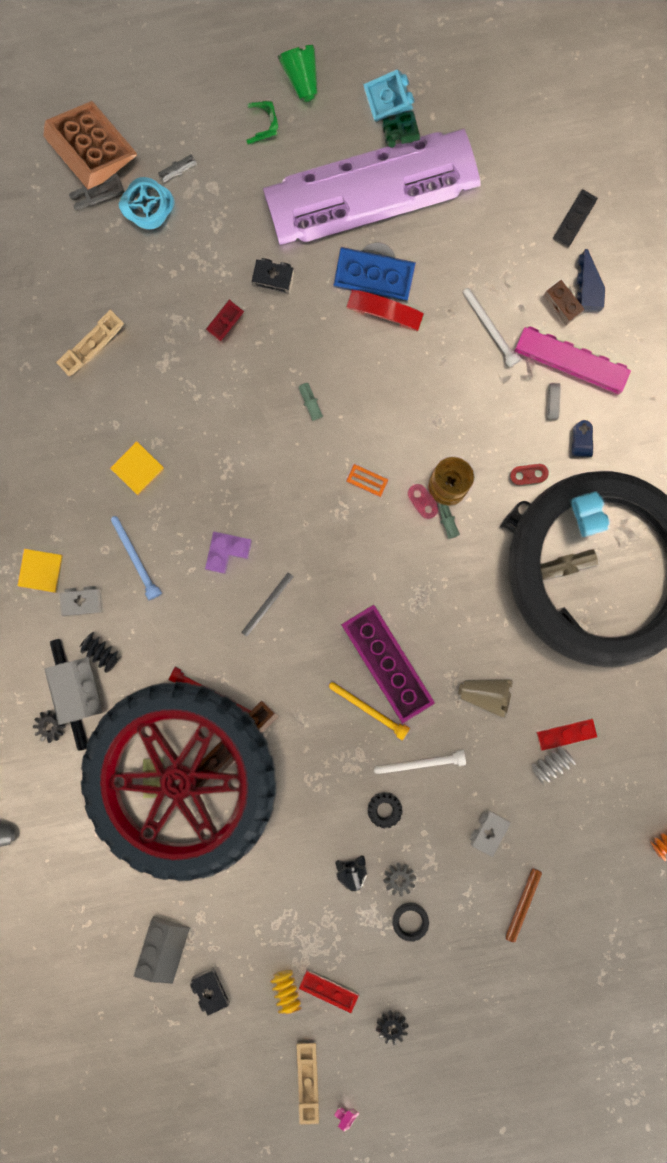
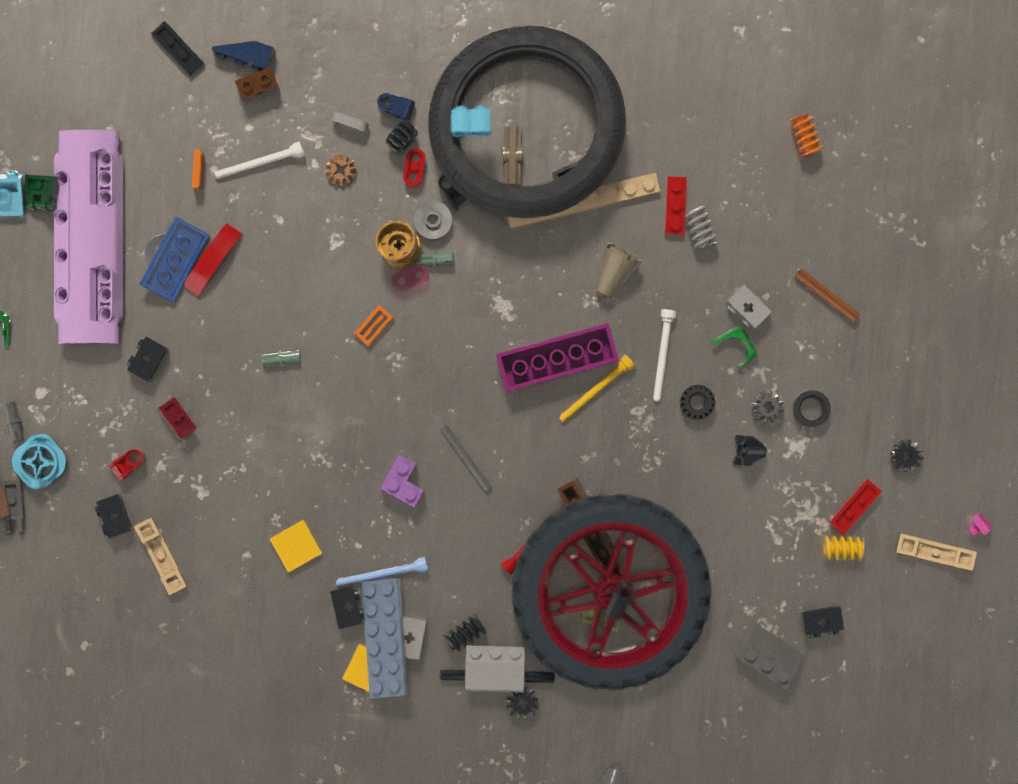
camera: 80 degrees left, 0 degrees up
(72, 577) = (384, 638): none -> sand blue plate
(82, 533) = (339, 599): none -> black brick
(124, 283) = (122, 522): none -> black brick
(166, 284) = (125, 466): none -> red piece
(169, 793) = (619, 601): none -> black piece
(462, 833) = (737, 332): none -> green helmet
(466, 270) = (197, 169): none -> orange tile
(494, 506) = (423, 215): none -> light grey dish
(496, 406) = (339, 179): none -> medium nougat gear
(554, 453) = (401, 136): none -> black gear
(554, 661) = (603, 196): none -> tan plate
(572, 360) = (315, 93): dark pink brick -> none

